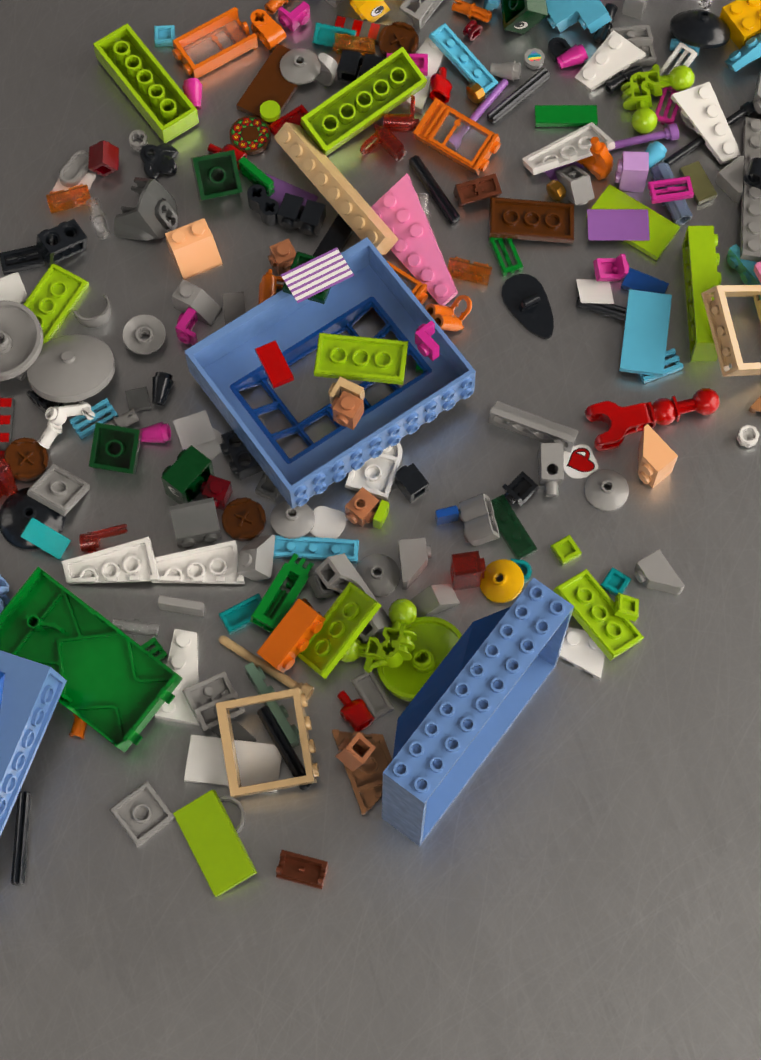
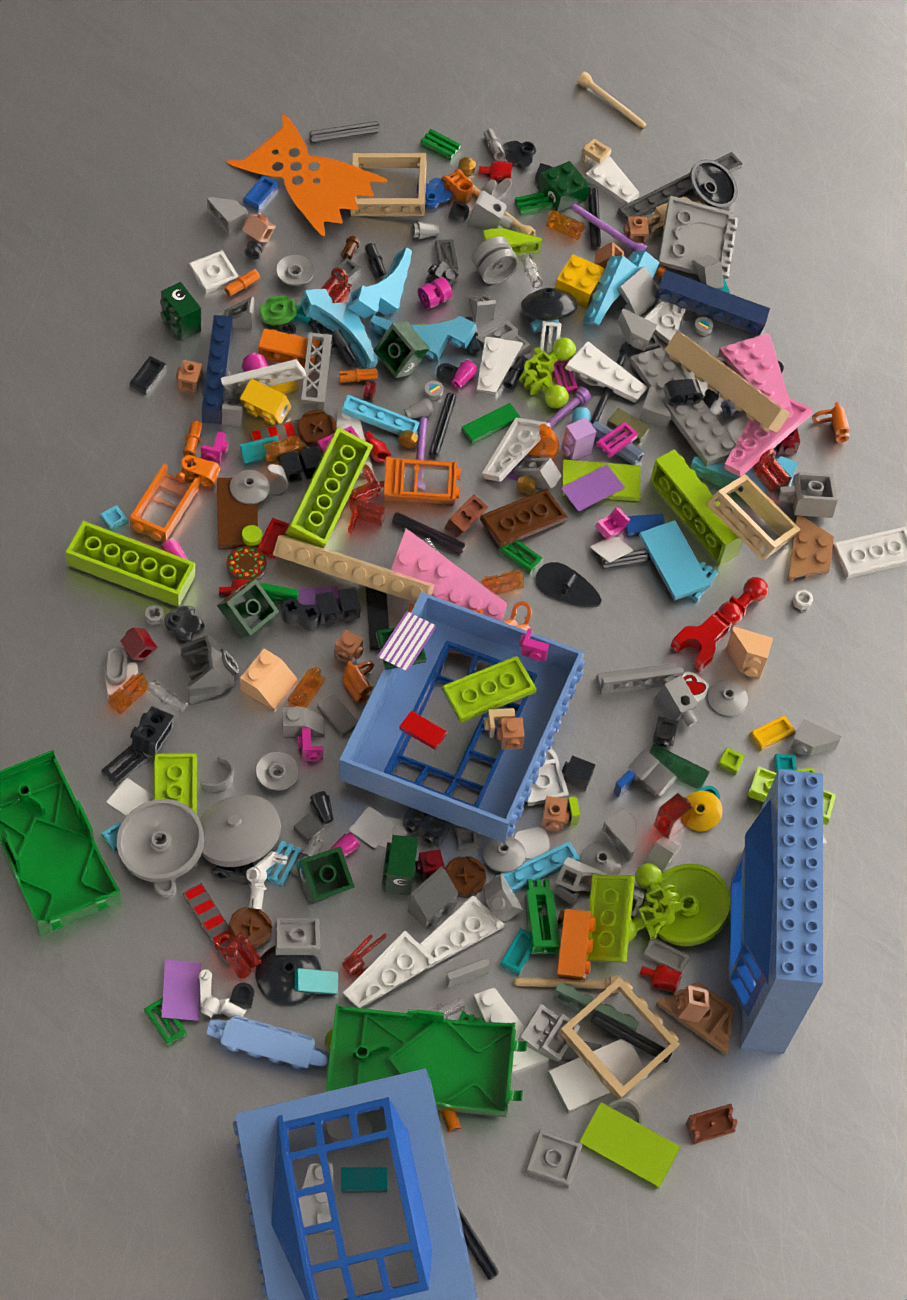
camera: 40 degrees left, 10 degrees down
(223, 275) = (307, 688): none -> clear orange hinge
(625, 545) = (772, 732): none -> yellow tile

